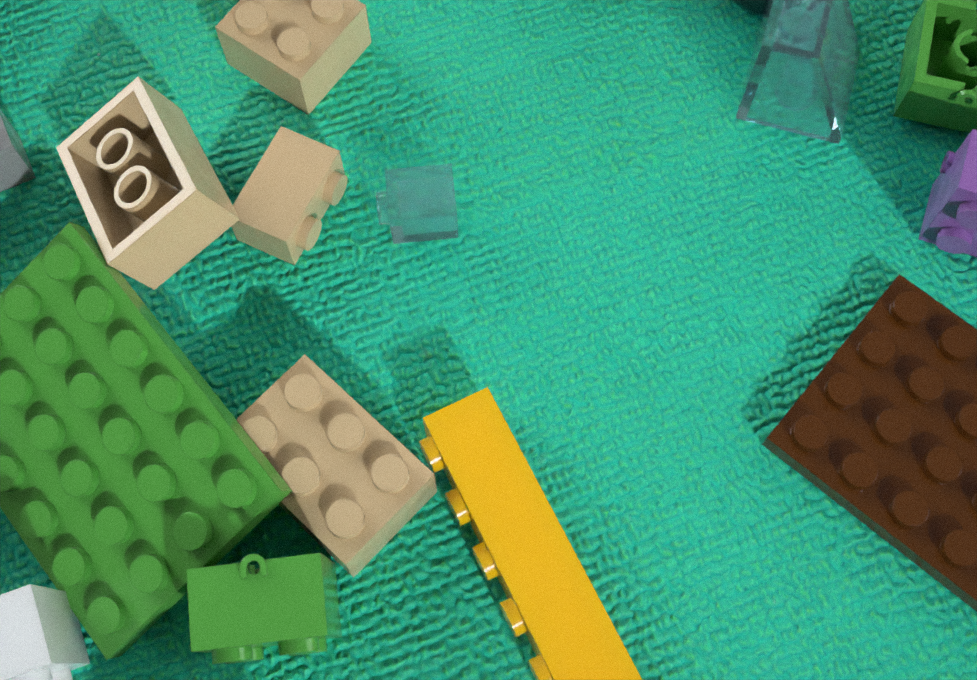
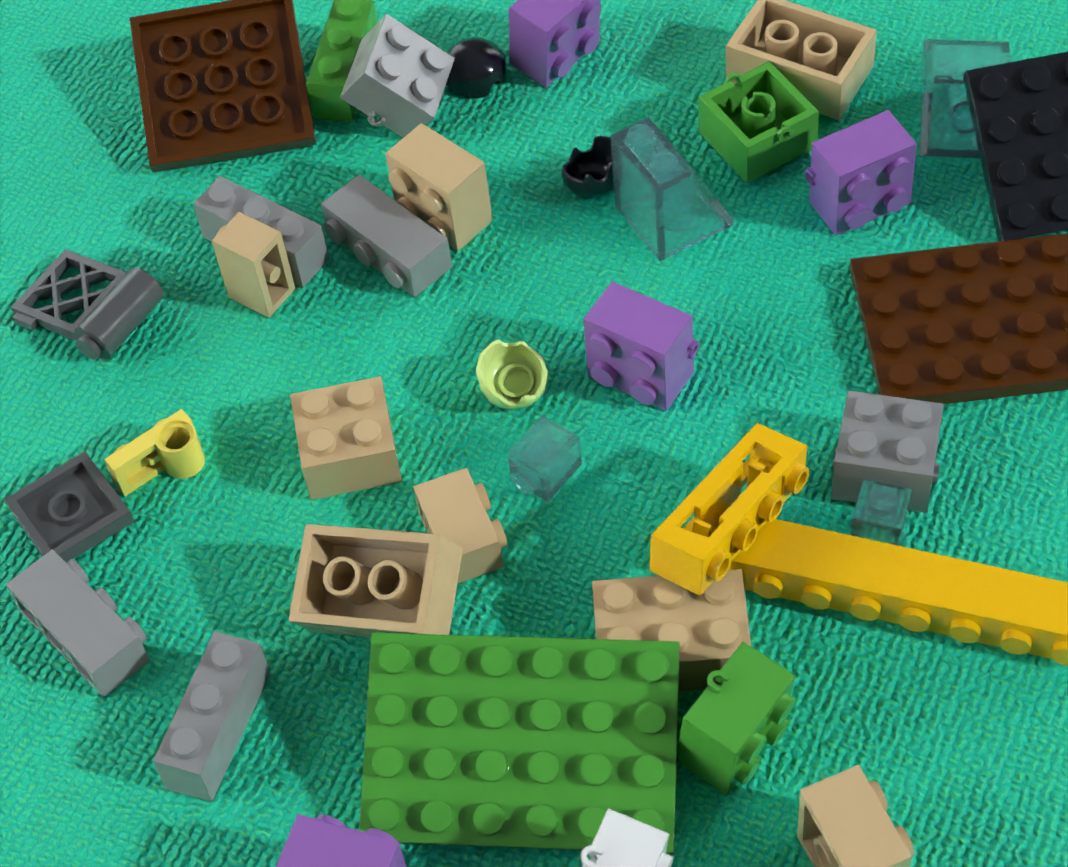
camera: 40 degrees left, 15 degrees down
(479, 102) = (511, 374): none -> yellowish green hair
(568, 413) = (772, 473): none -> yellow brick
(602, 177) = (639, 346): none -> medium lavender brick
(623, 549) = (881, 512): none -> clear light blue brick
(706, 492) = (887, 443): none -> light grey brick

